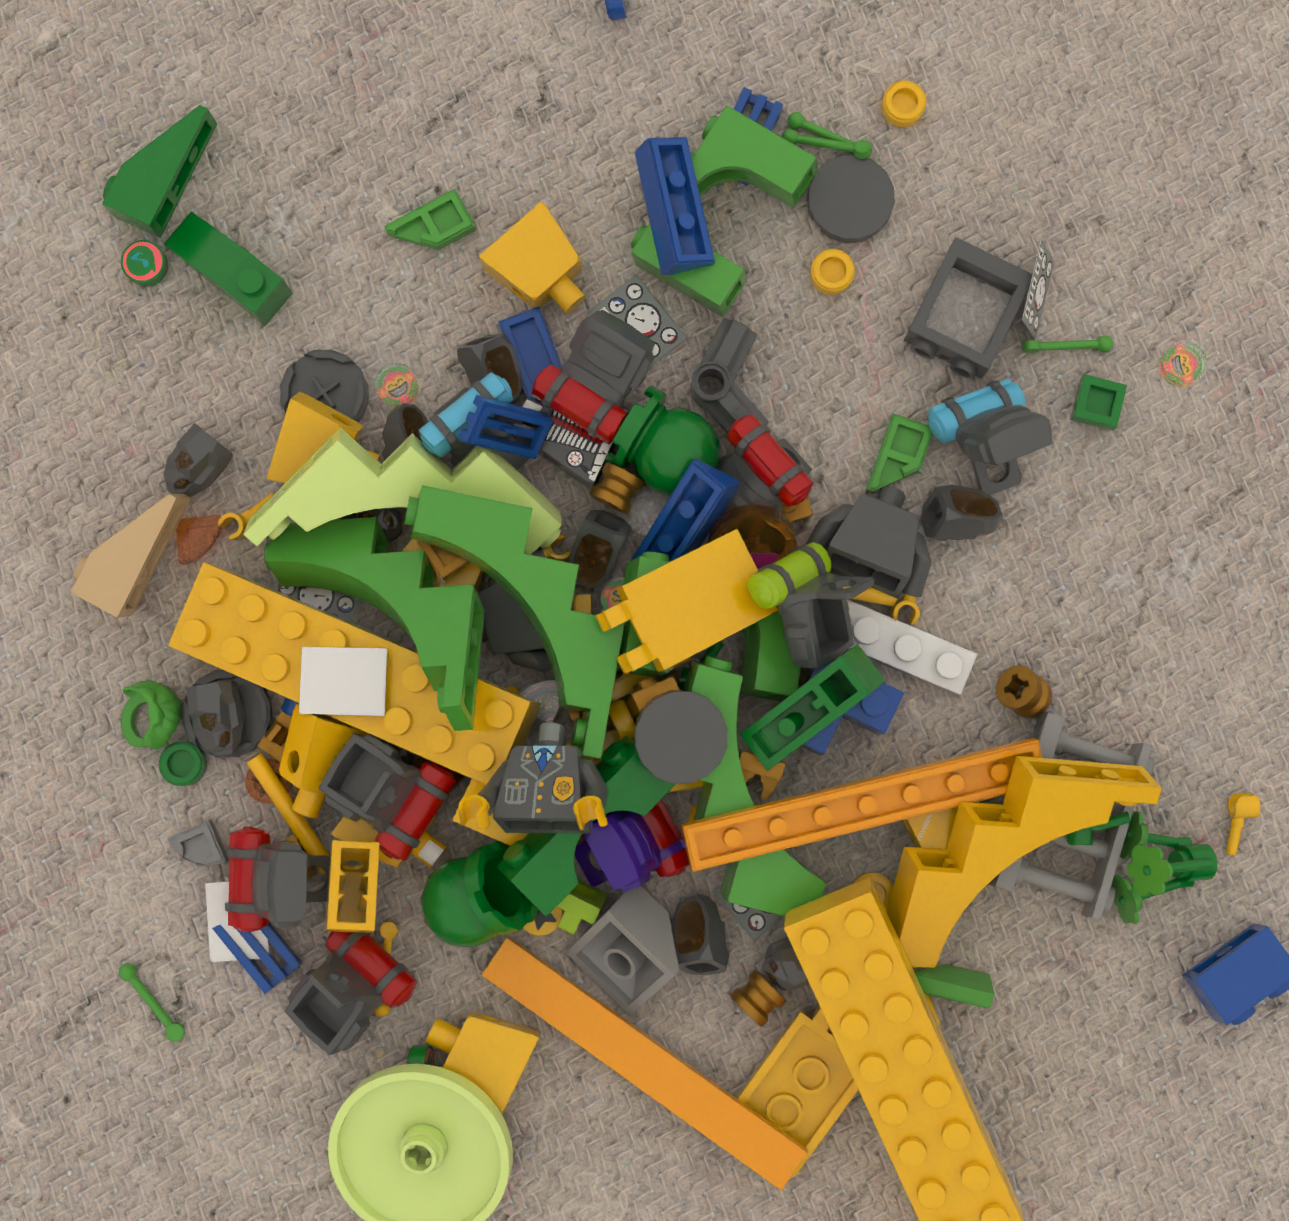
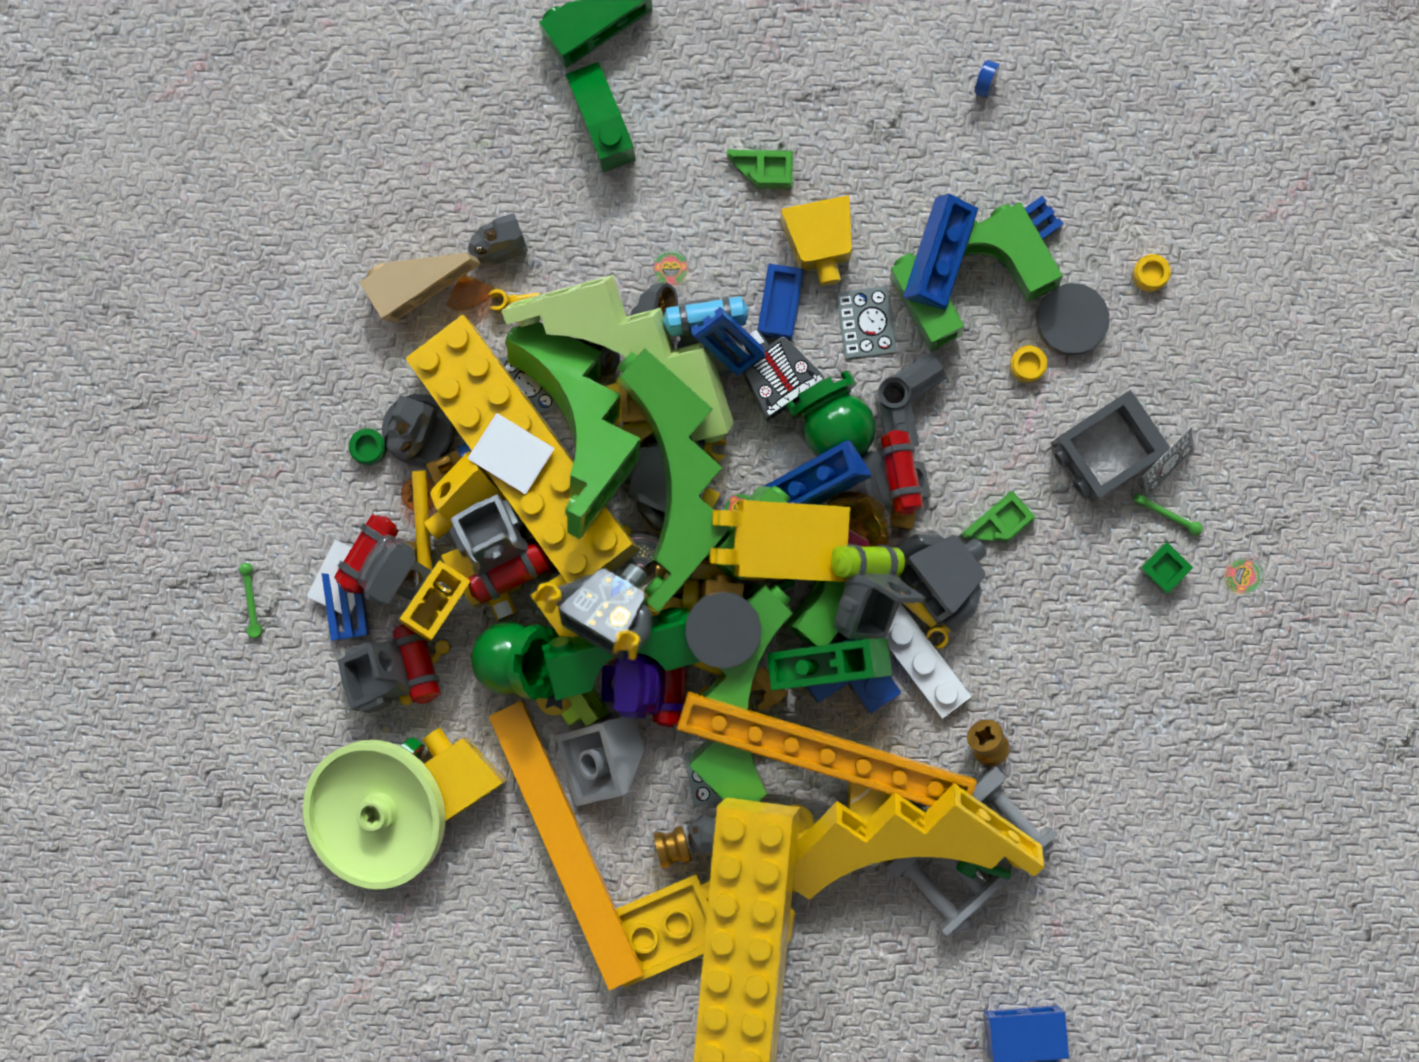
camera: 35 degrees right, 0 degrees up
(144, 263) = (544, 80): green tile -> none
(163, 712) = (374, 404): bright green piece -> none
(200, 845) = (346, 510): flat silver tile -> none
(304, 431) = (587, 262): yellow torso -> none
(329, 379) = (616, 243): dark grey tile -> none
(494, 355) = (750, 285): dark grey rock -> none
(598, 547) = (745, 464): rock -> none
(600, 373) = (819, 340): dark grey piece -> none
(616, 488) = (782, 429): pearl gold wheel -> none
(699, 936) = (656, 779): dark grey rock -> none
(796, 121) = (1102, 288): bright green hinge -> none
(860, 149) = (1100, 287): bright green hinge -> none
(957, 984) = (817, 921): bright green tile -> none
(959, 513) = (1017, 589): dark grey rock -> none
(991, 430) = (1075, 542): dark grey piece -> none
(1153, 873) = (1002, 921): plant -> none
(1240, 807) = (1096, 916): yellow hand -> none

